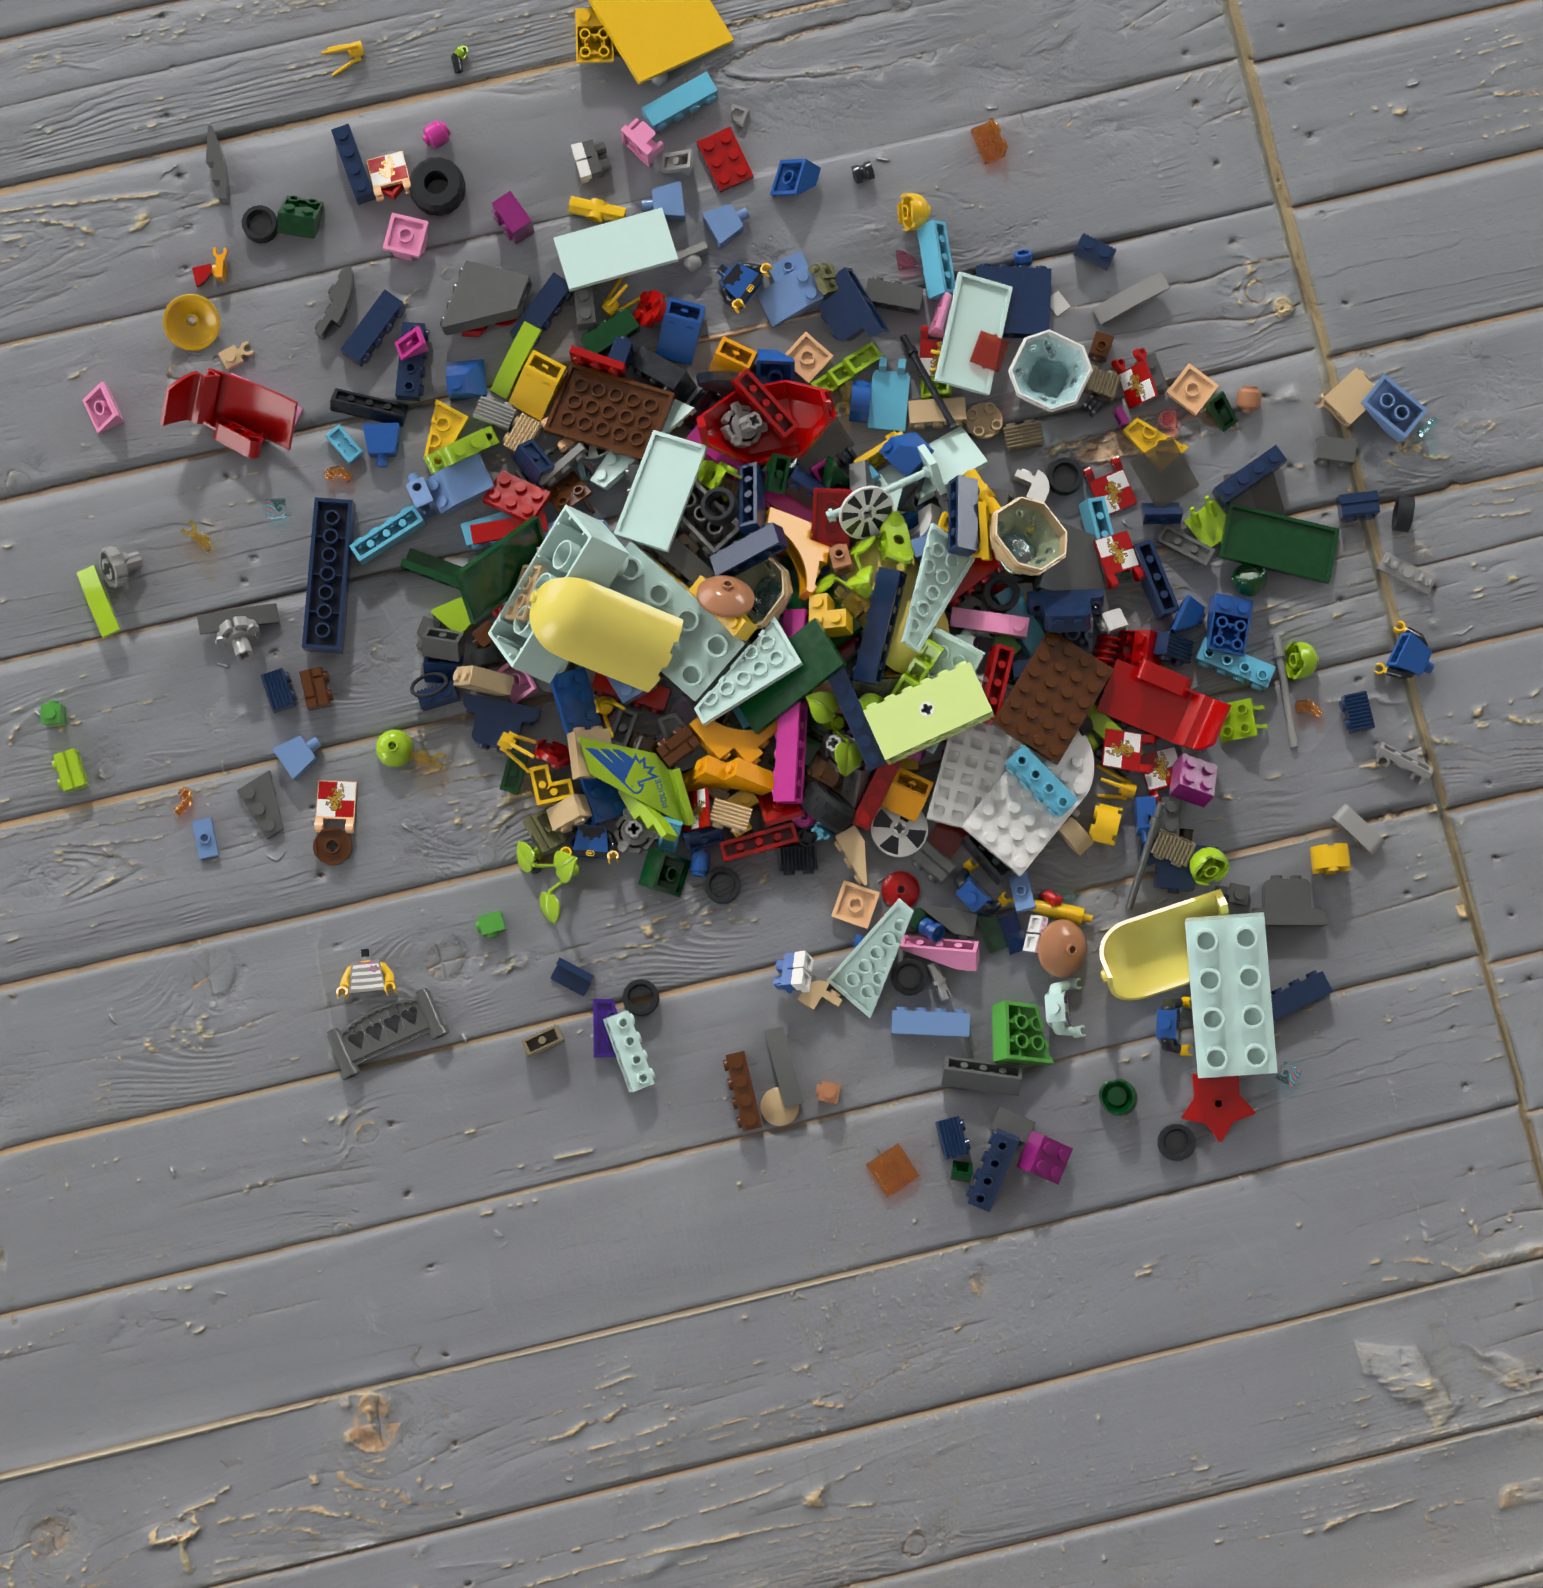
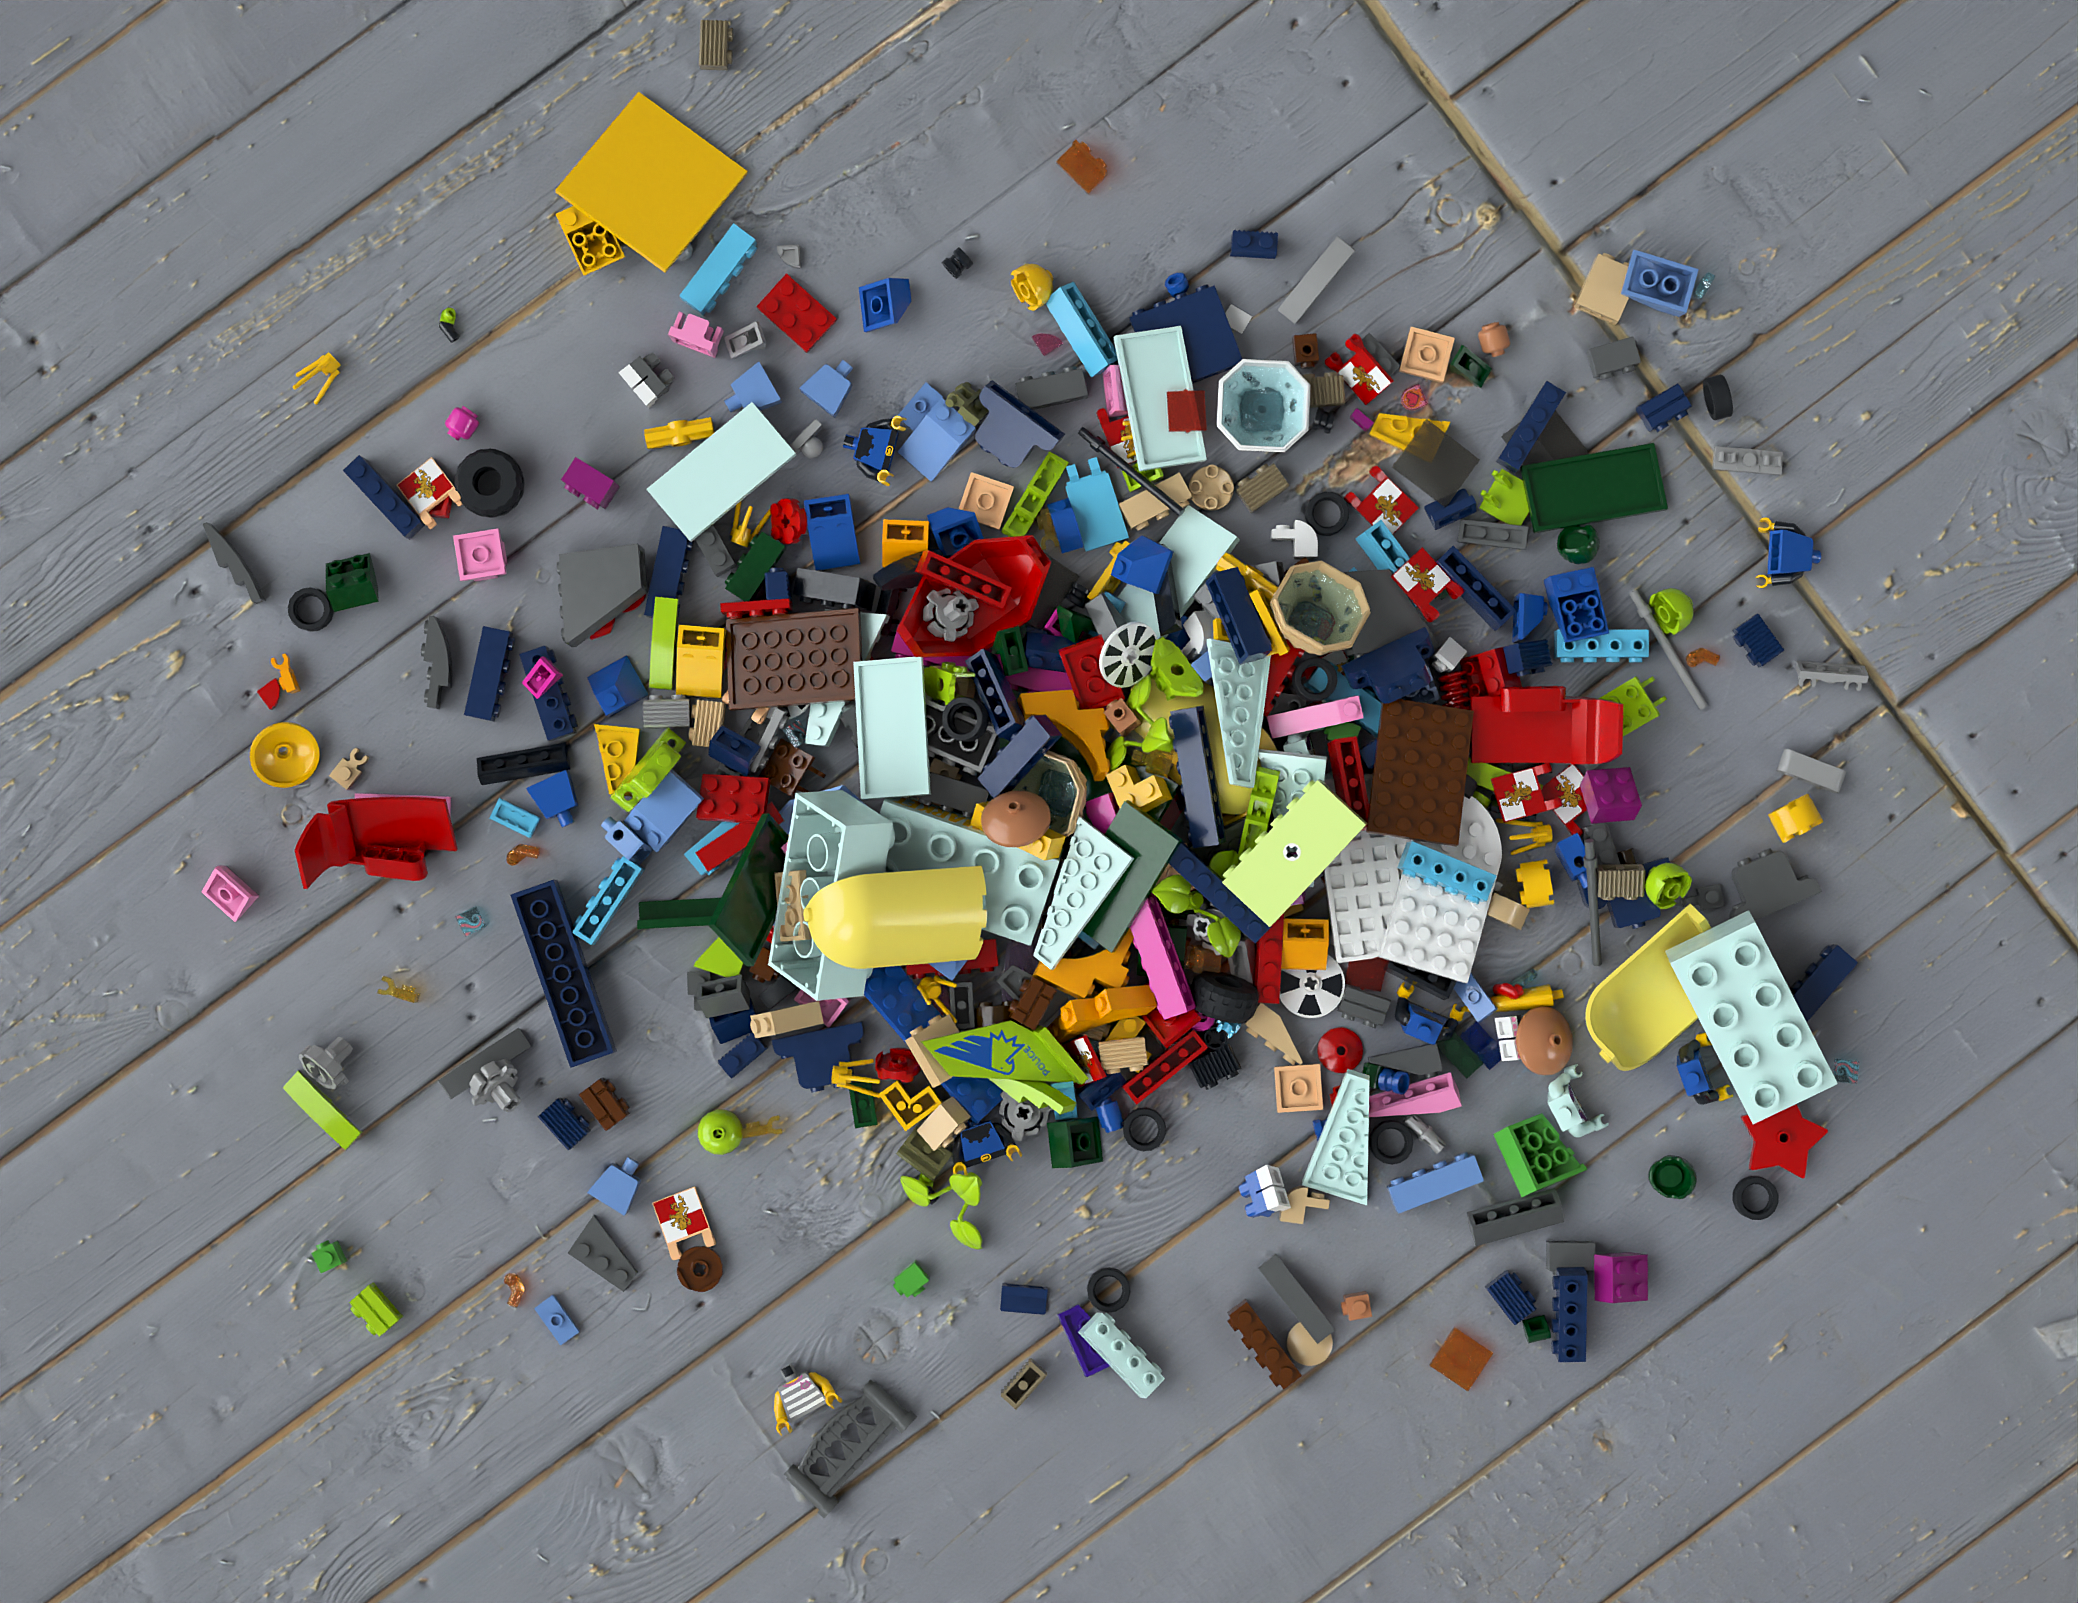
camera: 15 degrees left, 5 degrees up
(425, 676) = (719, 1038): black piece -> none
(929, 471) = (1178, 578): light aqua tile -> none

